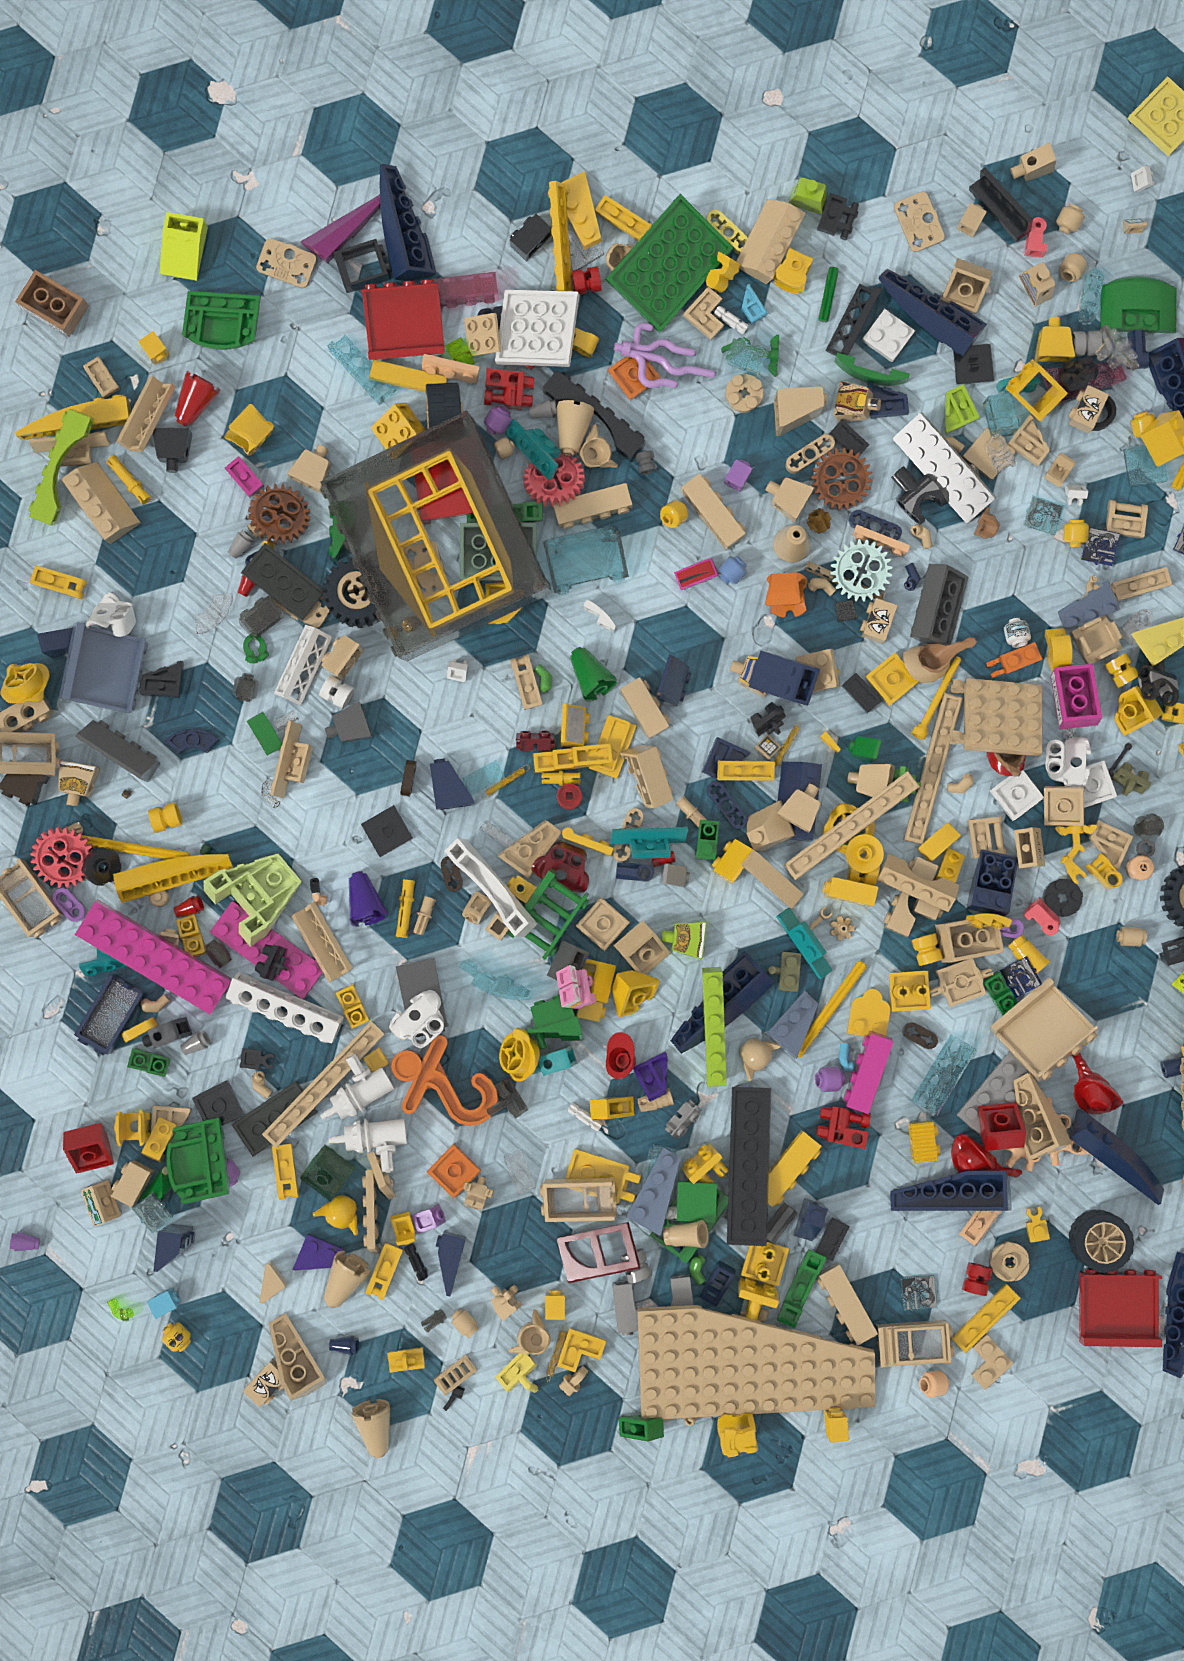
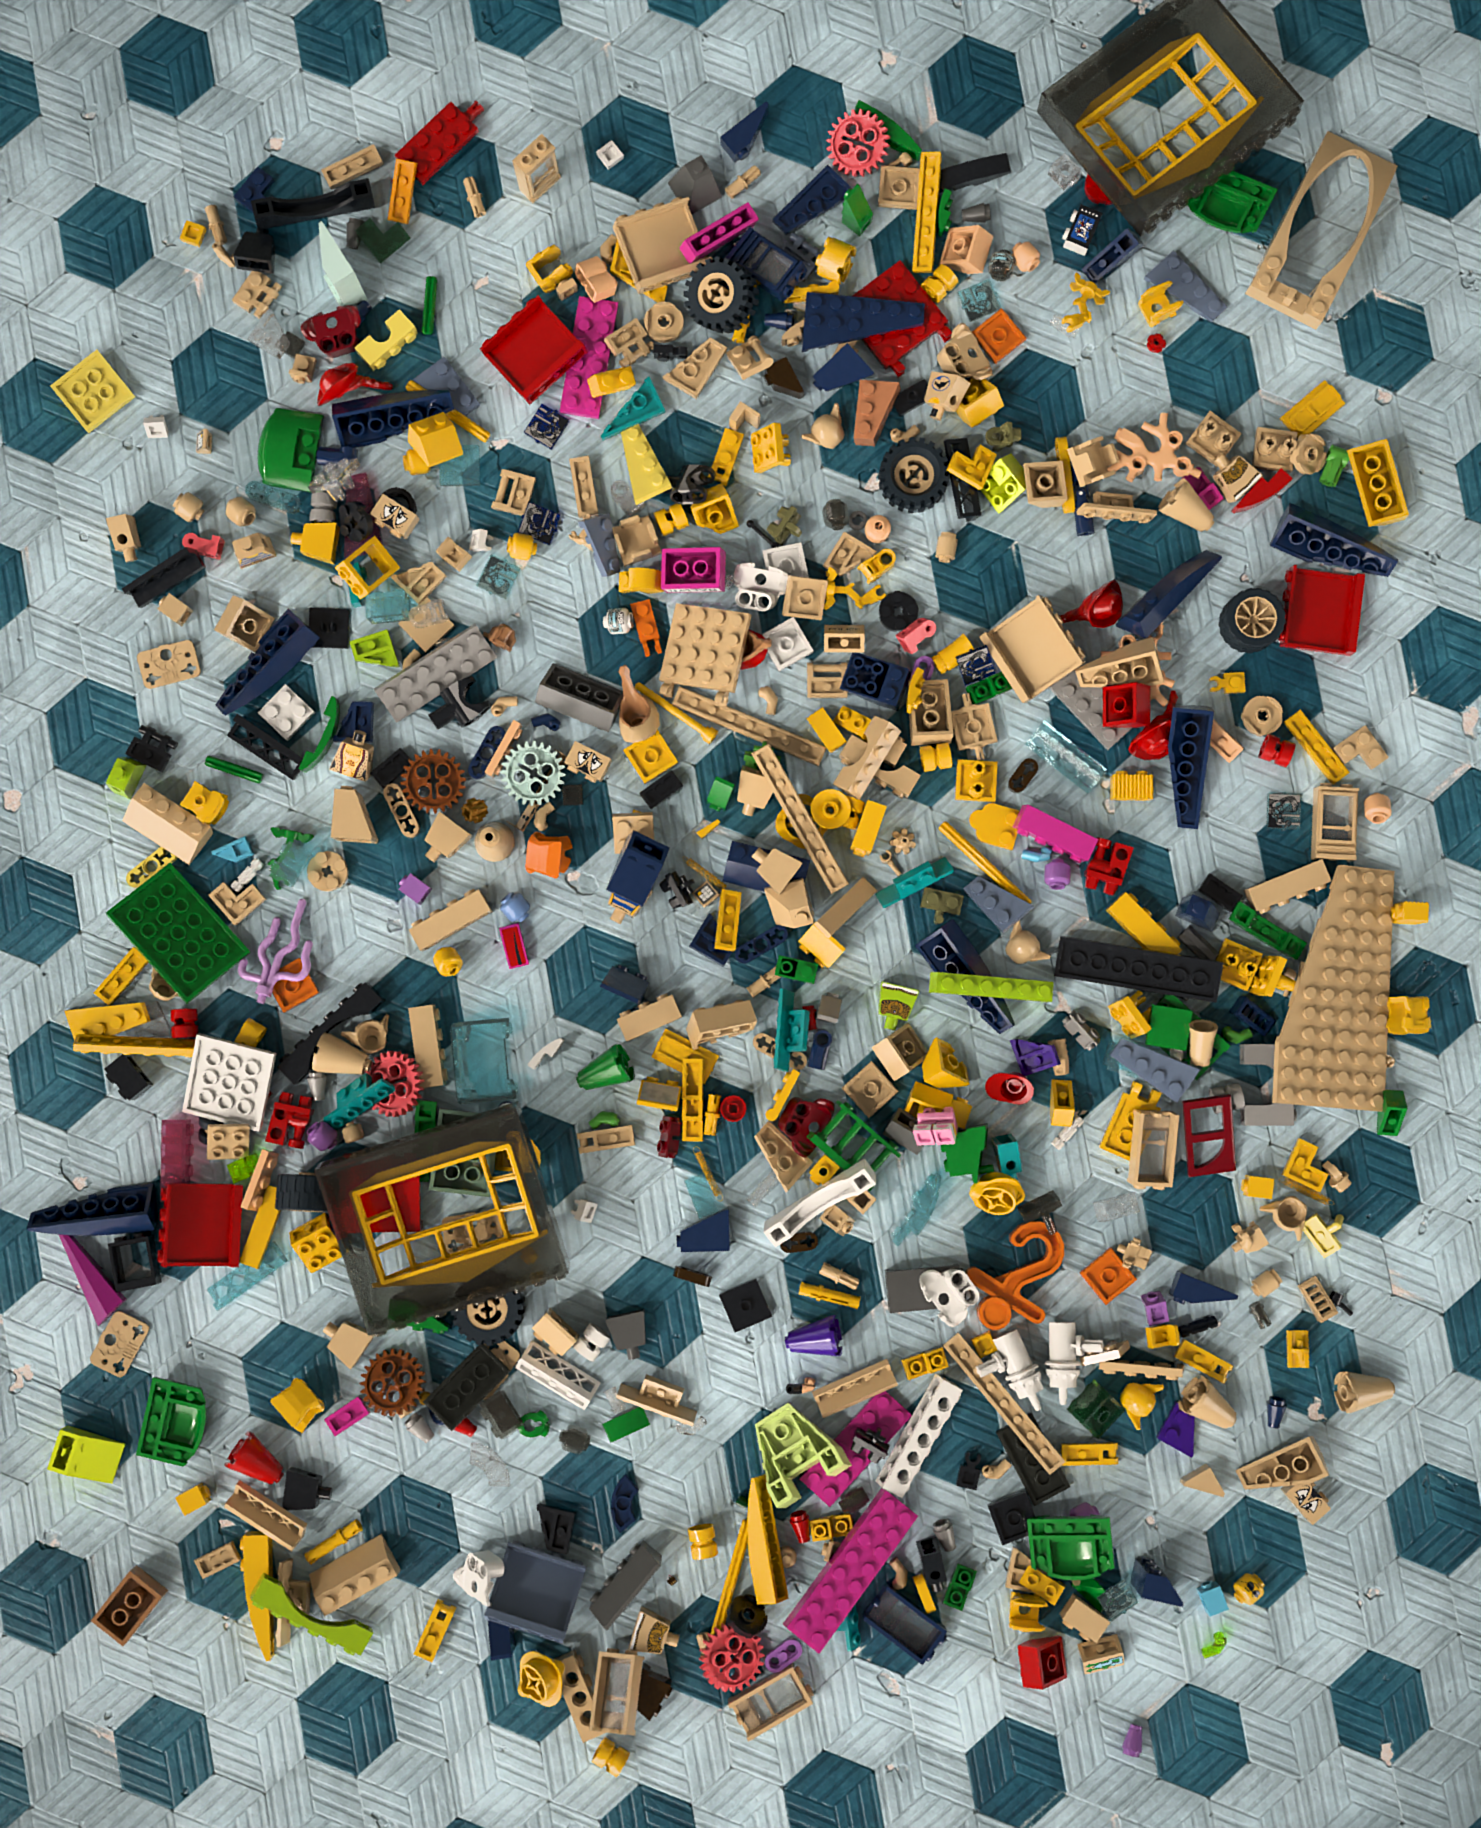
camera: 85 degrees left, 0 degrees up
(646, 462) = (389, 983): dark grey wheel -> none
(719, 278) = (201, 882): yellow leg -> none

